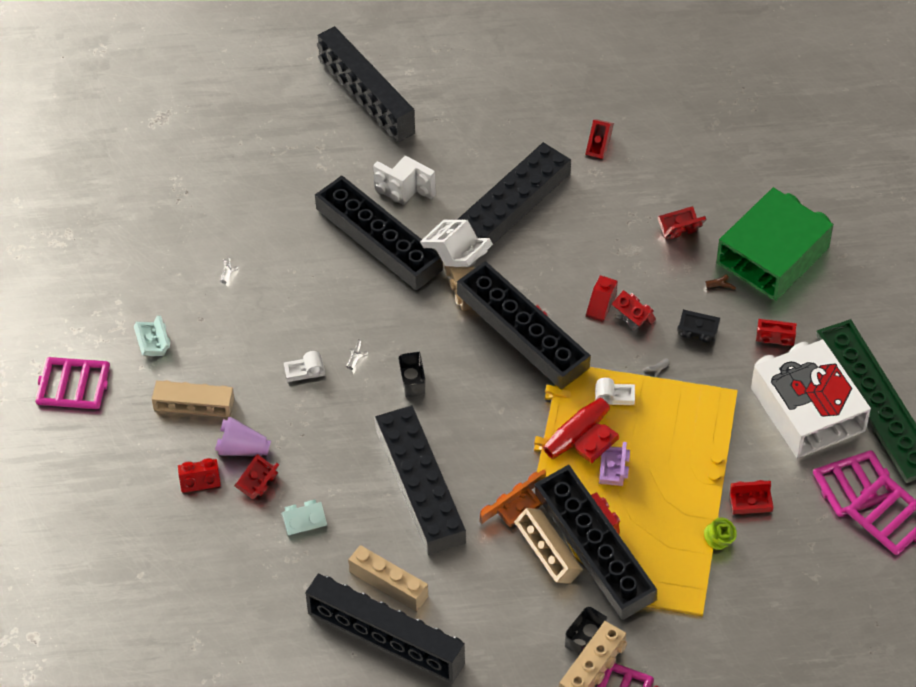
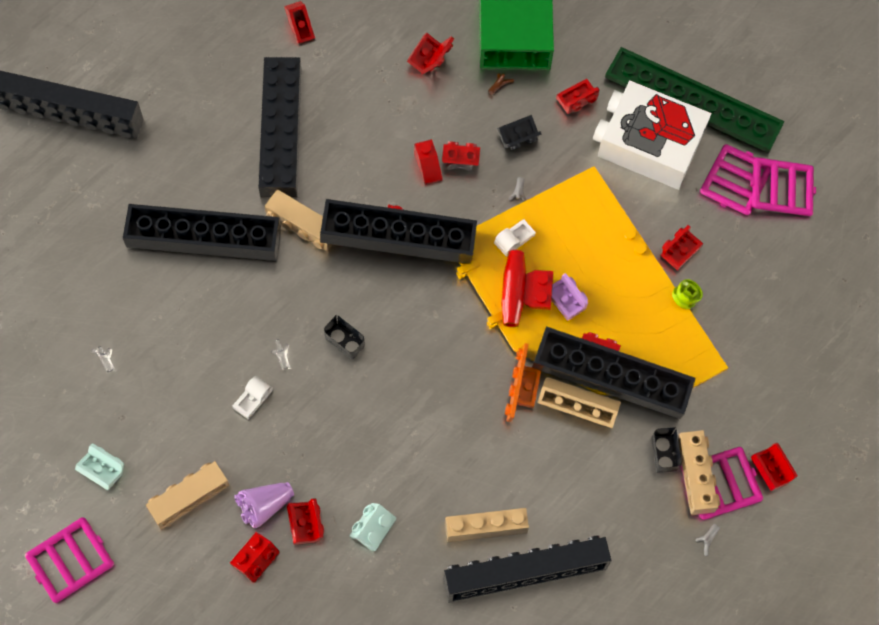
camera: 45 degrees left, 15 degrees up
(404, 180) = (182, 165): white bracket -> none
(420, 480) = (433, 422): black brick -> none
(456, 243) = (284, 198): white bracket -> none

